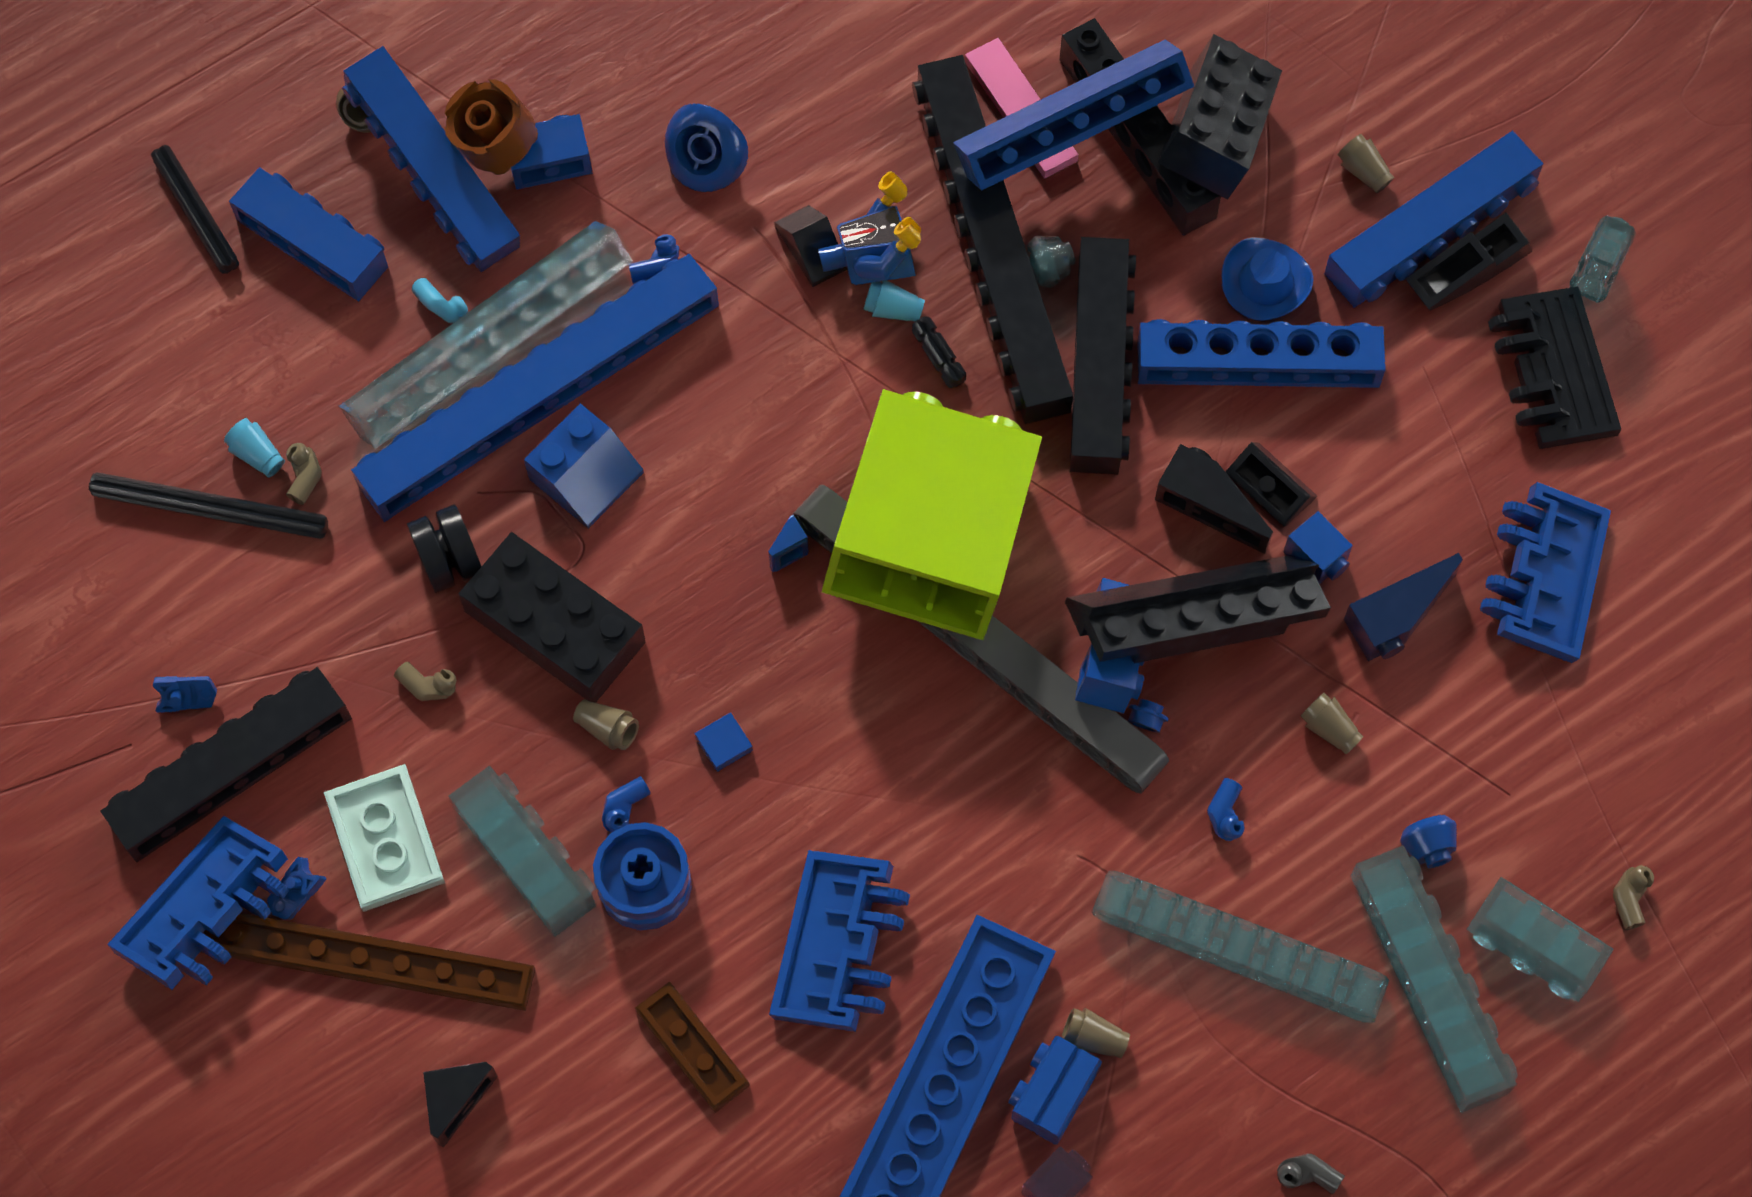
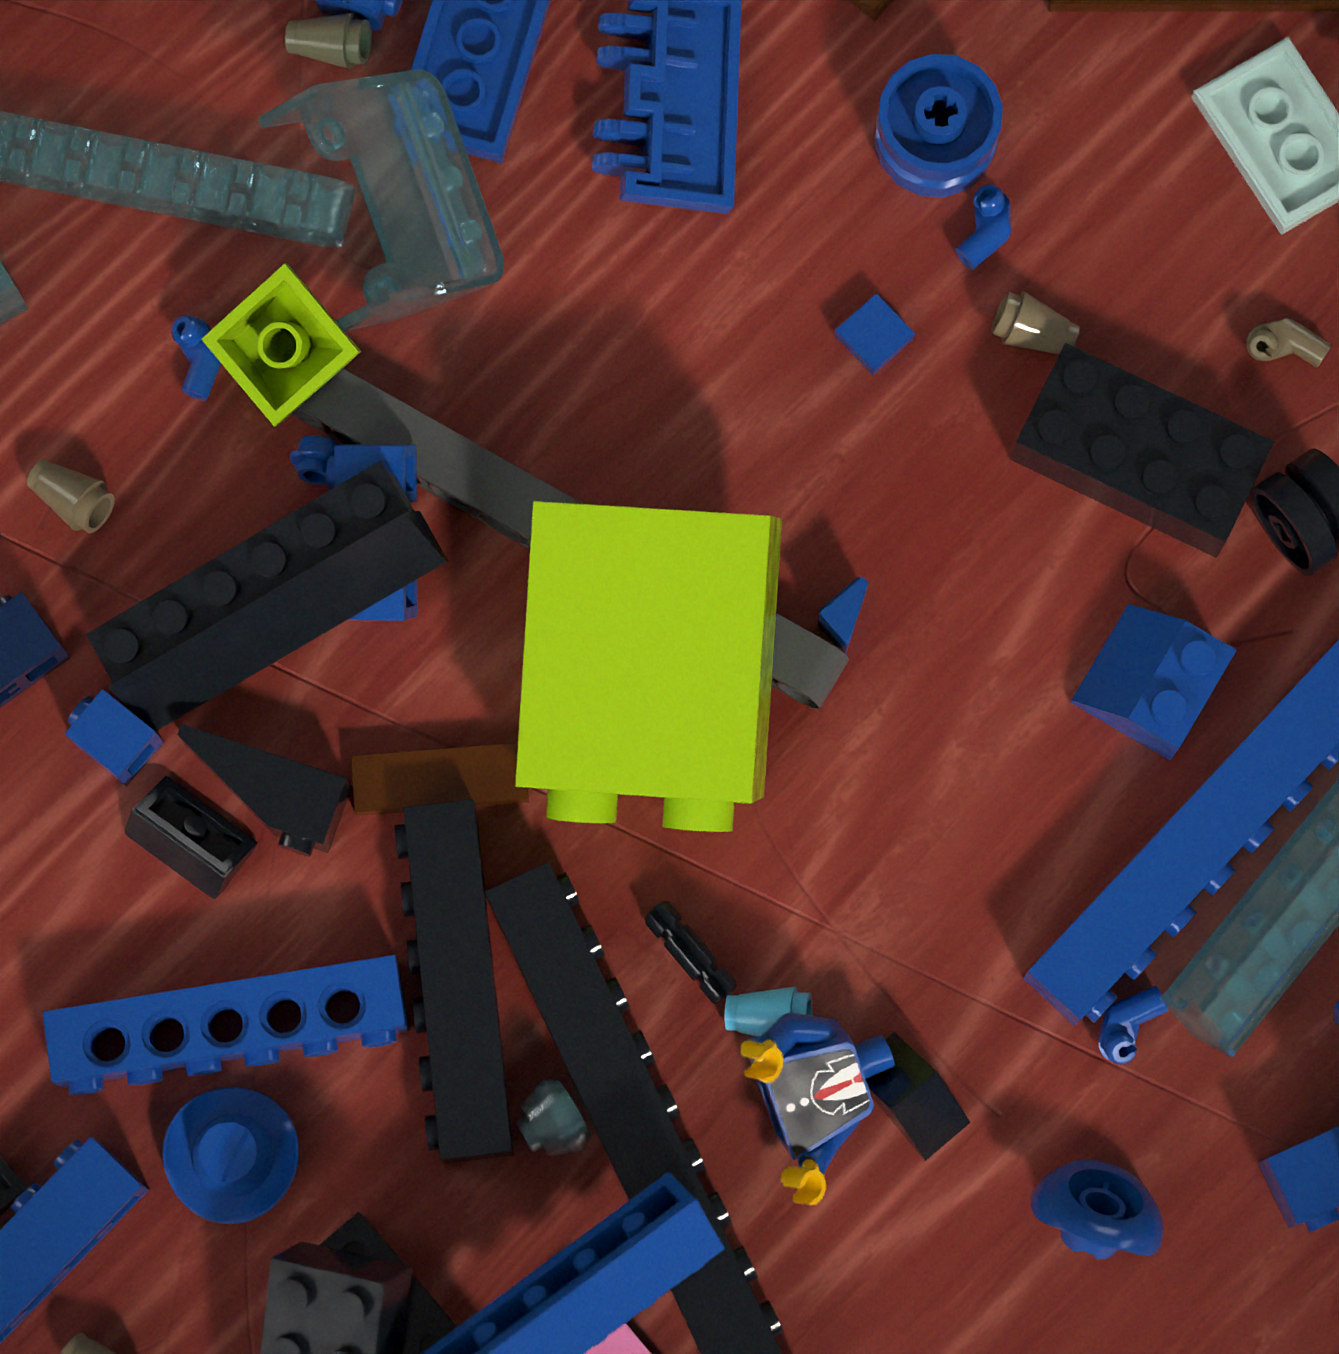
camera: 170 degrees right, 10 degrees up
(523, 851) = (1101, 139): clear light blue brick -> none
(1041, 883) = (413, 184): none -> clear light blue windscreen
(1092, 490) = (433, 776): none -> reddish brown tile
(1167, 784) = (281, 345): none -> lime slope

